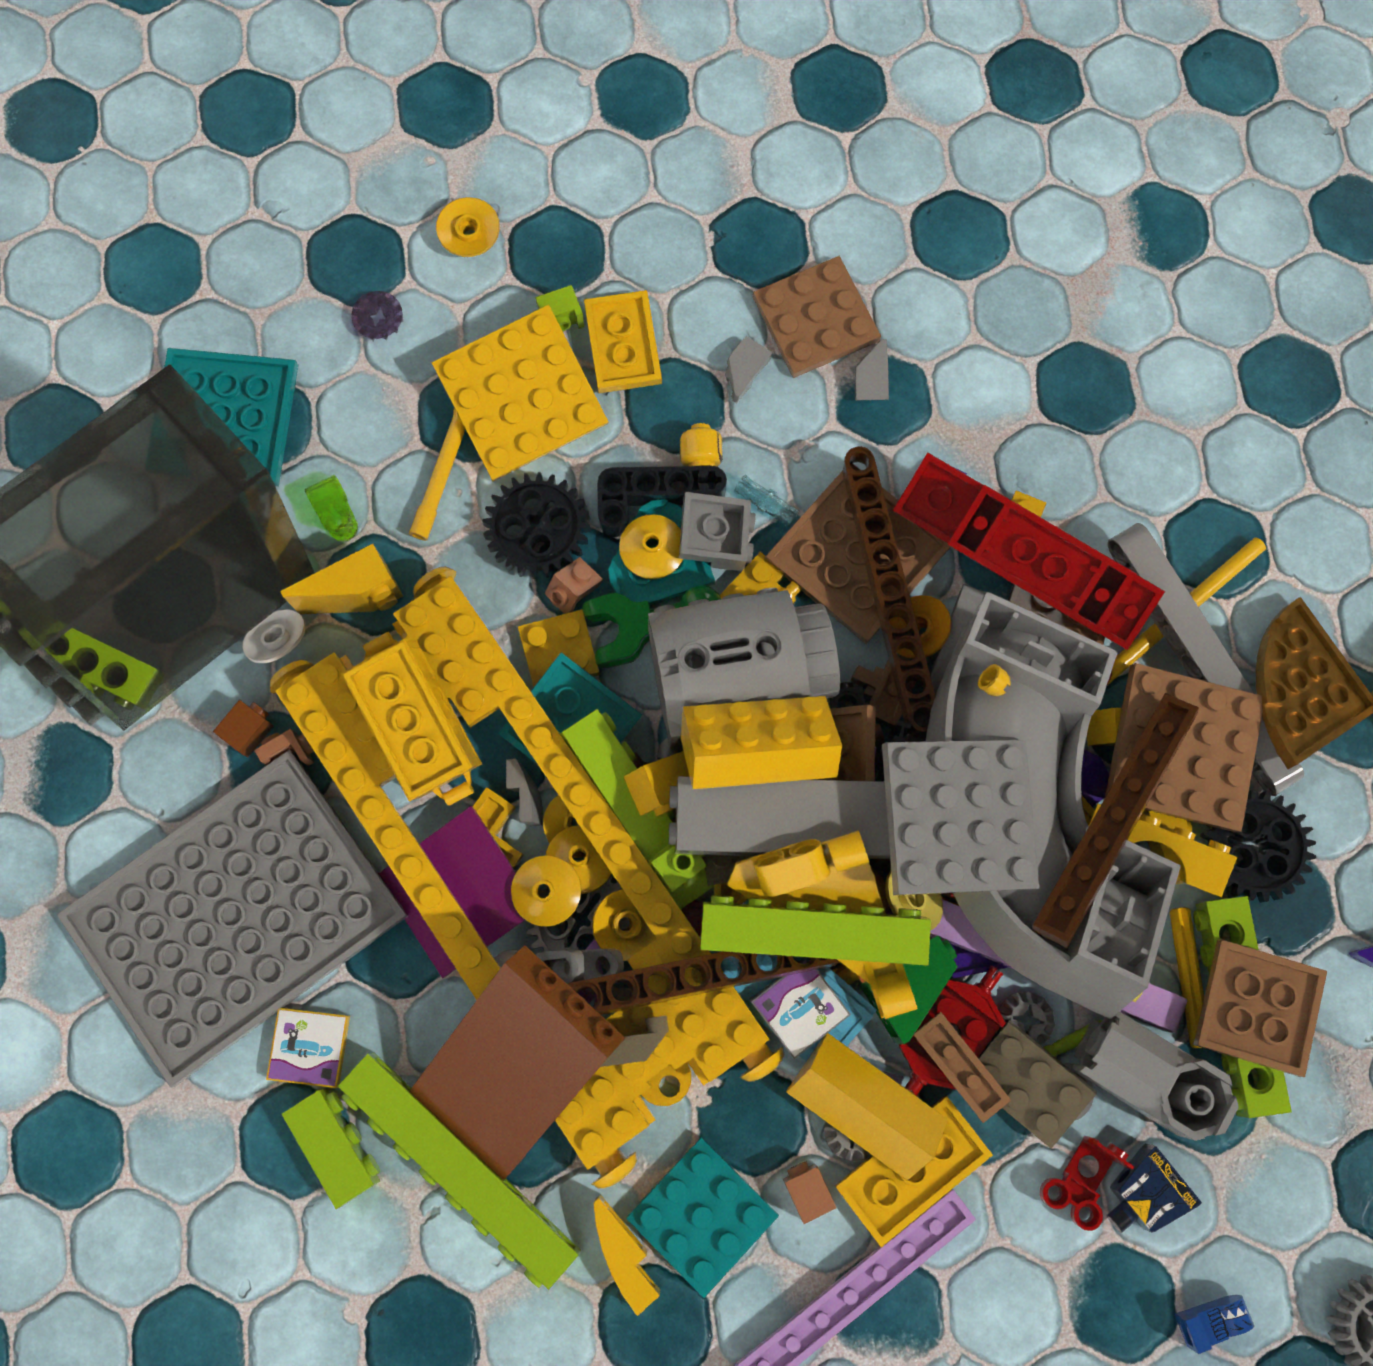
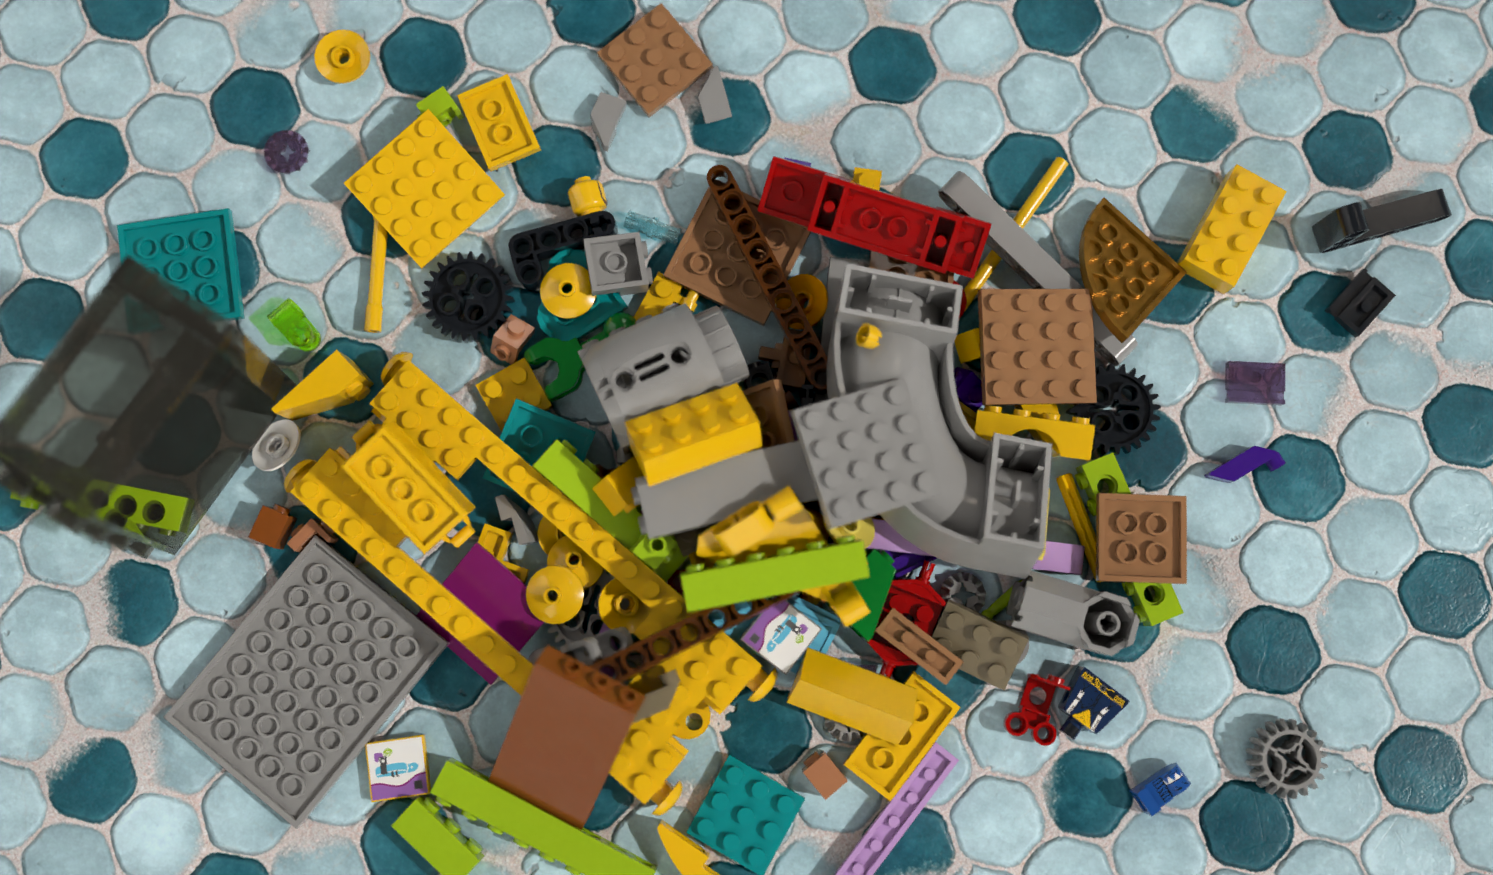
camera: 15 degrees left, 5 degrees up
(1115, 820) = (991, 421): reddish brown plate -> none

